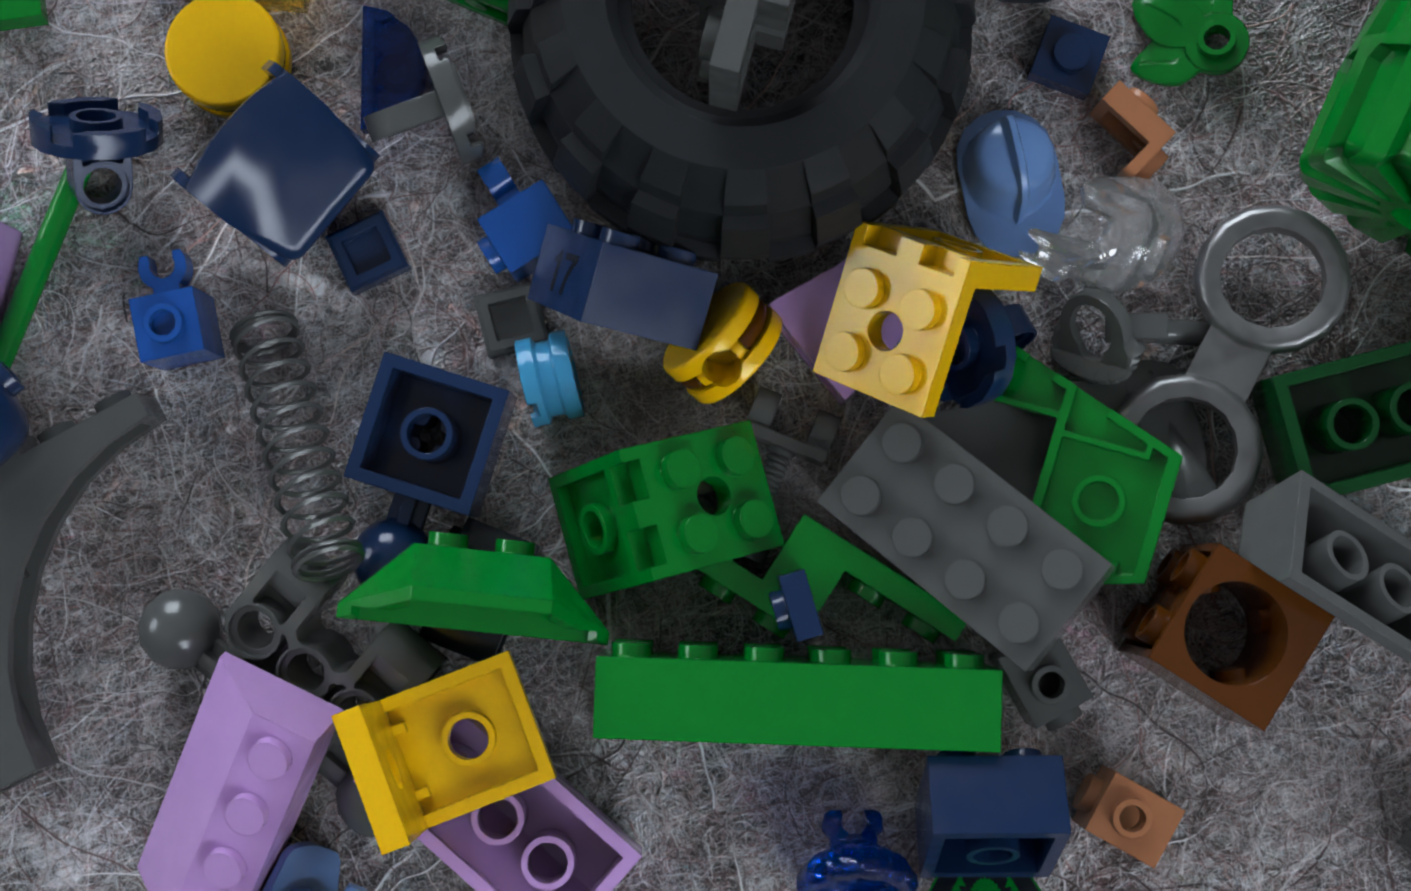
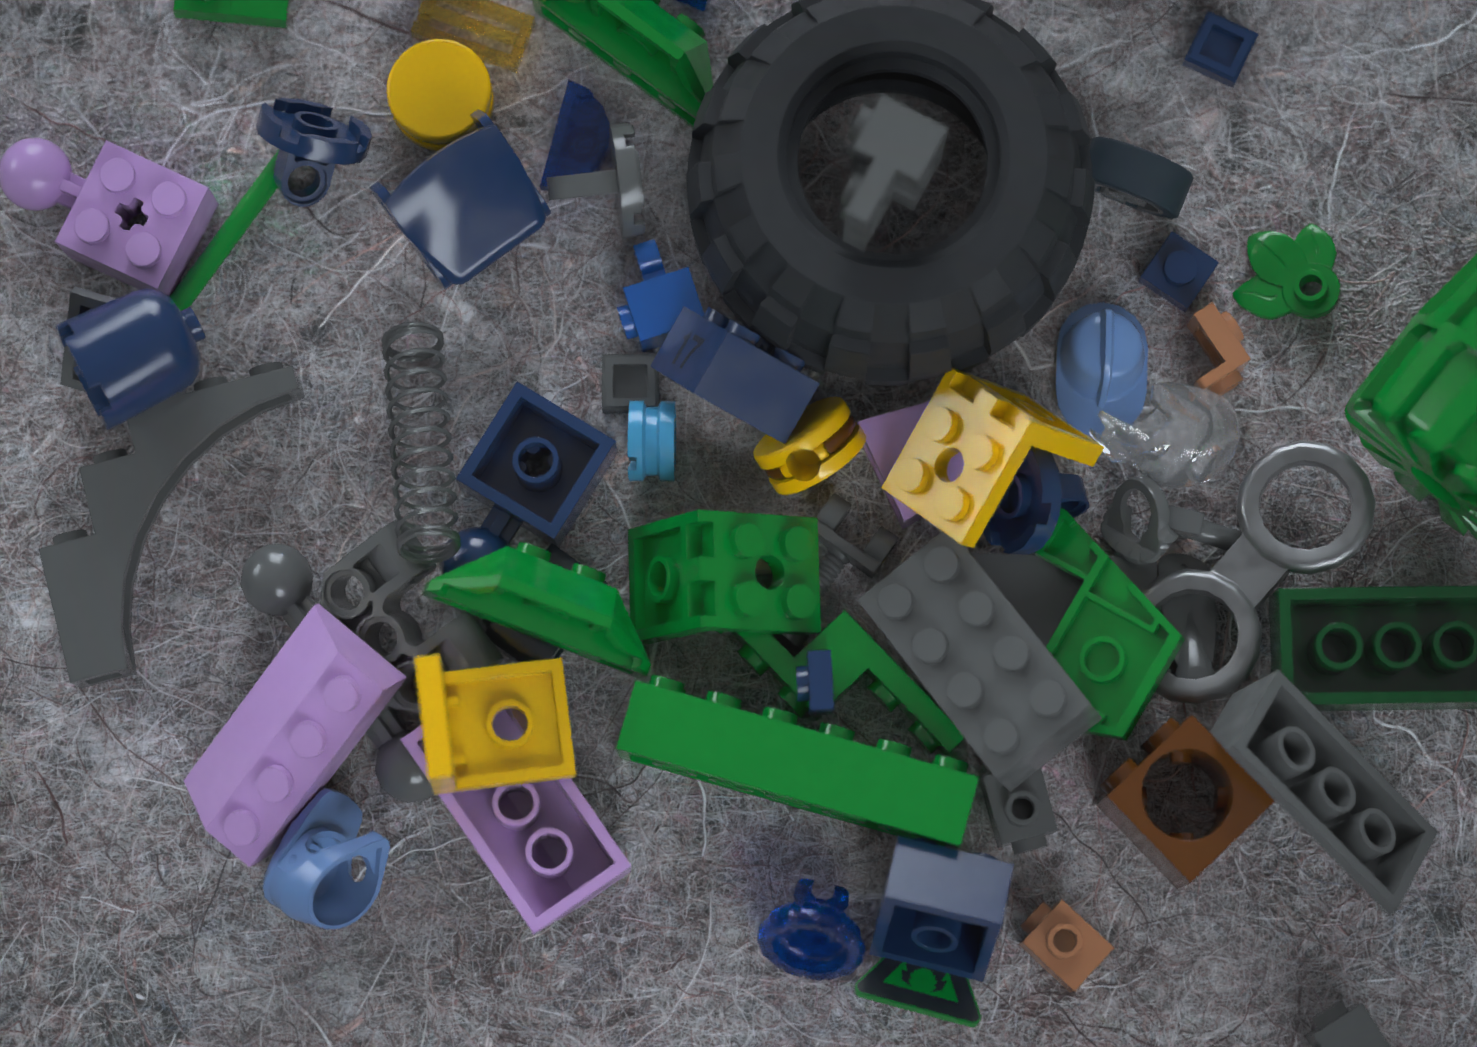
camera: 15 degrees right, 5 degrees down
(177, 321) = (338, 312): blue brick -> none
(368, 252) = (518, 294): dark blue tile -> none

